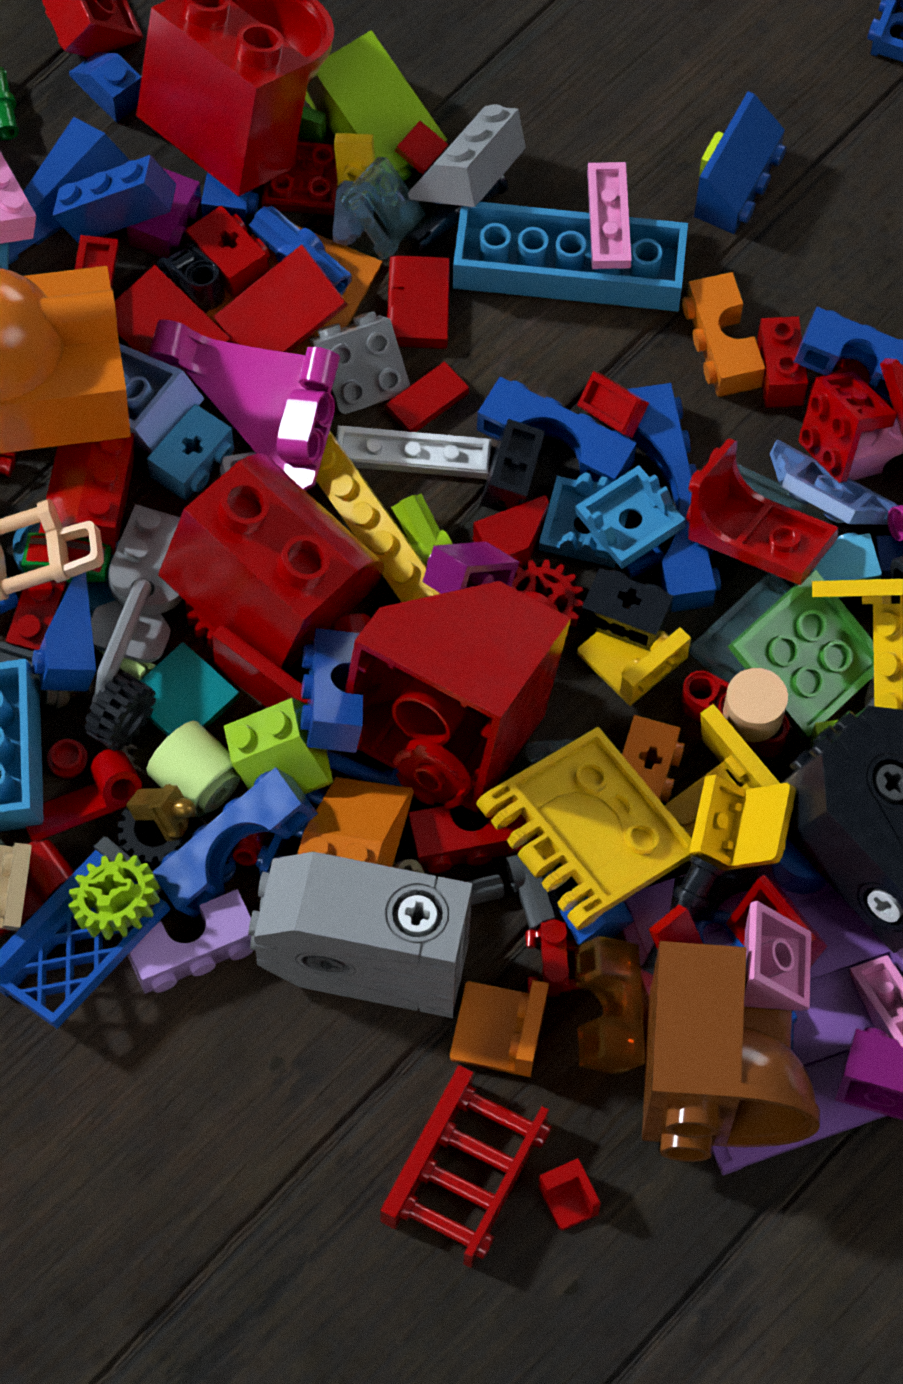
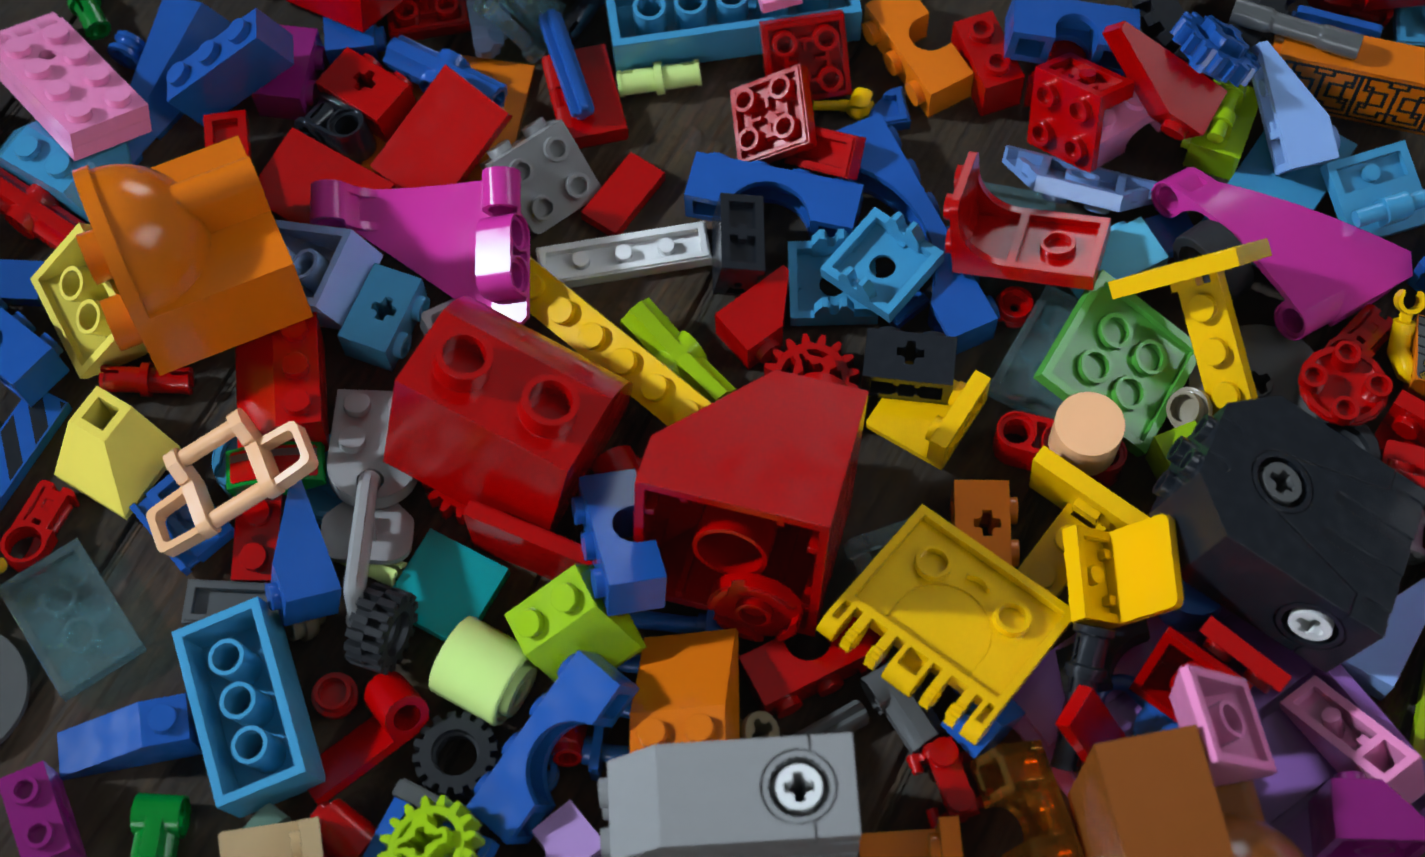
camera: 10 degrees left, 0 degrees up
(28, 157) = (126, 49): none -> blue bush
(165, 807) = (461, 726): pearl gold piece -> none
(408, 269) = (566, 64): none -> blue axle
(468, 565) = (726, 365): magenta brick -> none
(488, 301) = (659, 78): none -> yellowish green pin
(577, 362) = (774, 116): none -> red tile
(621, 316) = (816, 43): none -> red tile
(657, 371) = (857, 107): none -> yellow hand
(686, 382) = (893, 109): none -> blue tile
(734, 574) = (1016, 297): none -> red plate
(835, 932) = (1260, 669): none -> red plate
(854, 700) = (1188, 405): none -> dark tan plate

